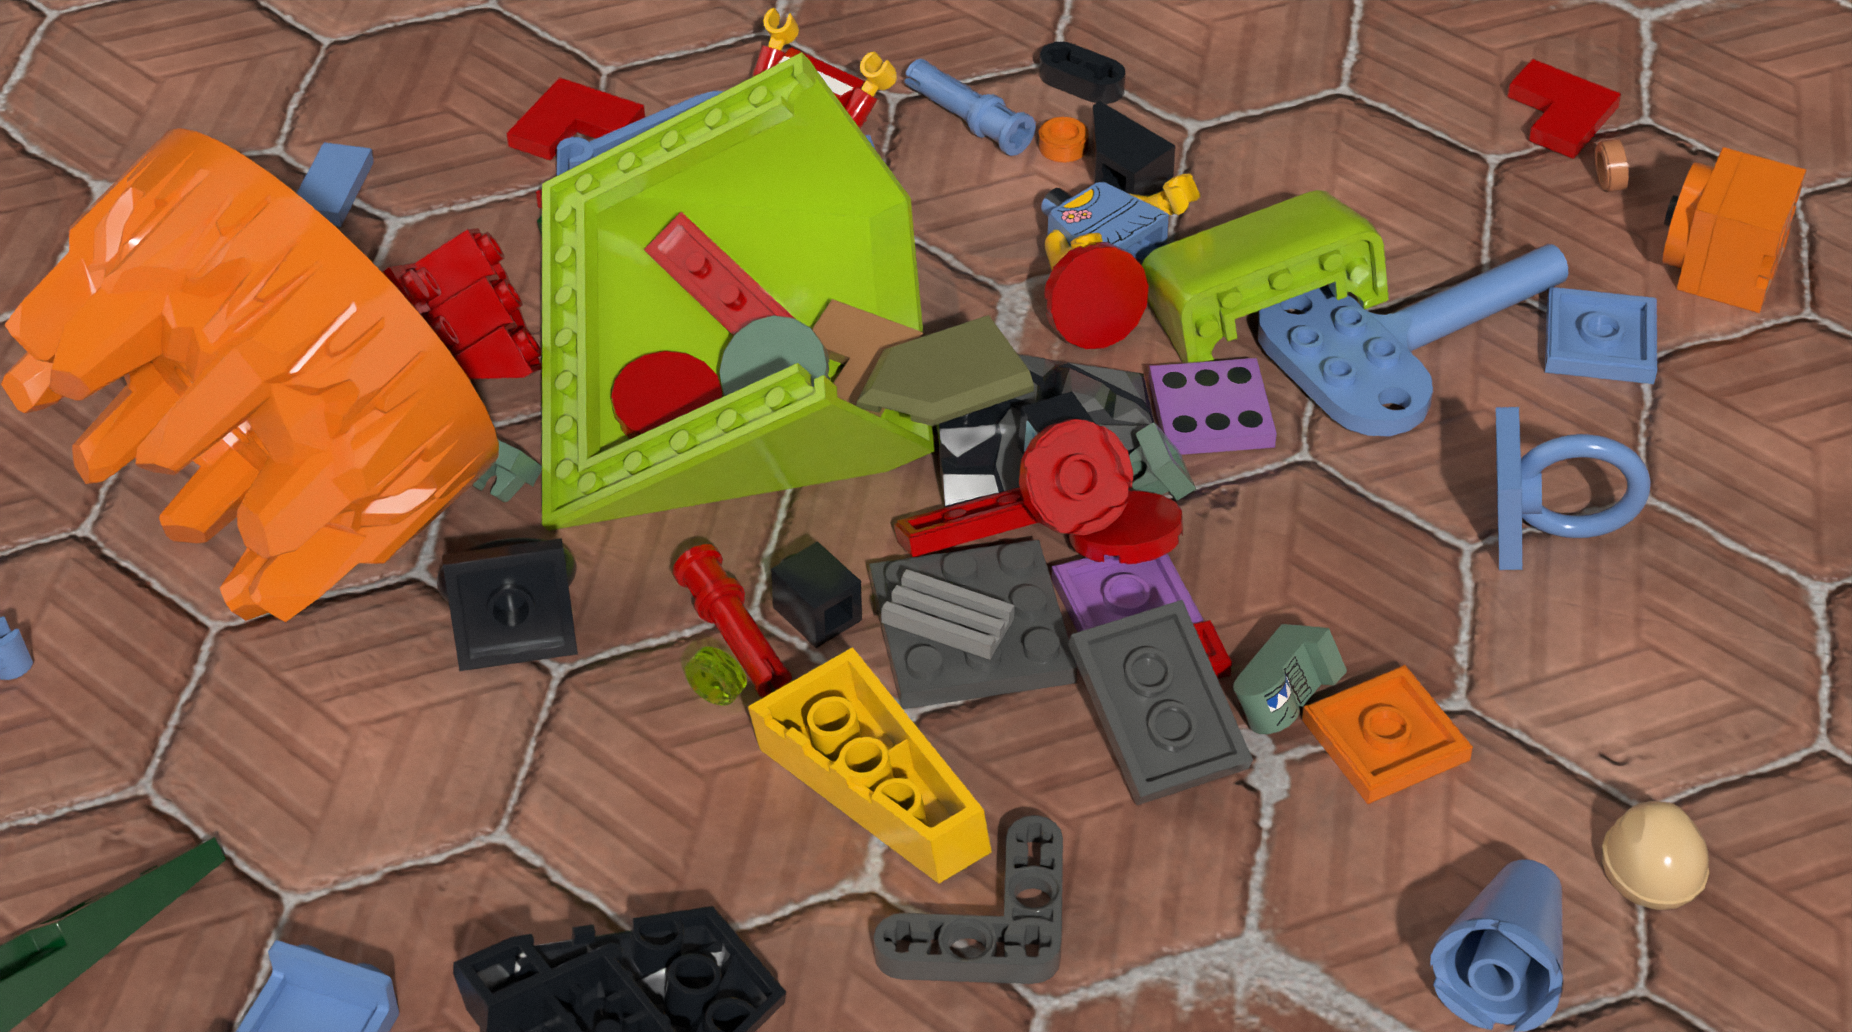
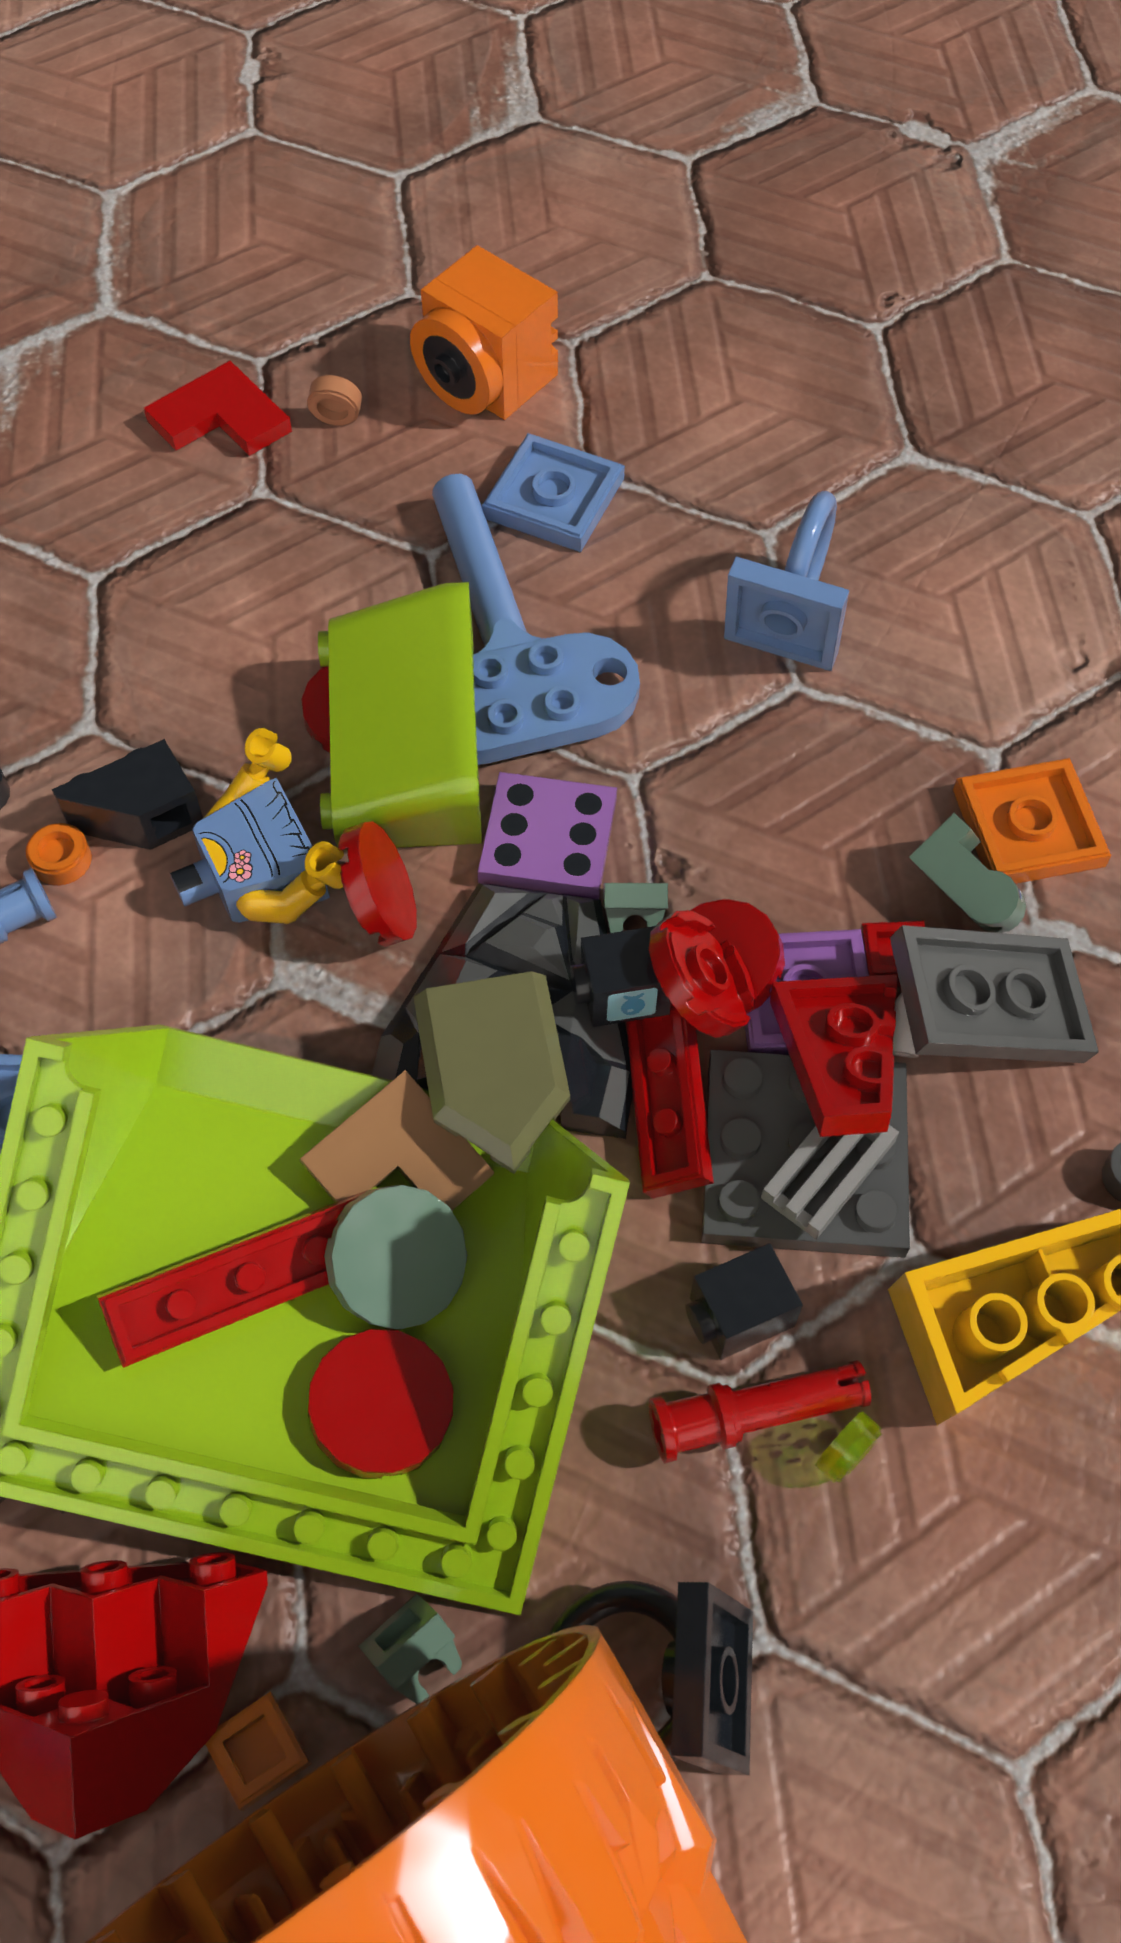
camera: 75 degrees left, 15 degrees up
(1045, 587) = (841, 1048): none -> red wing

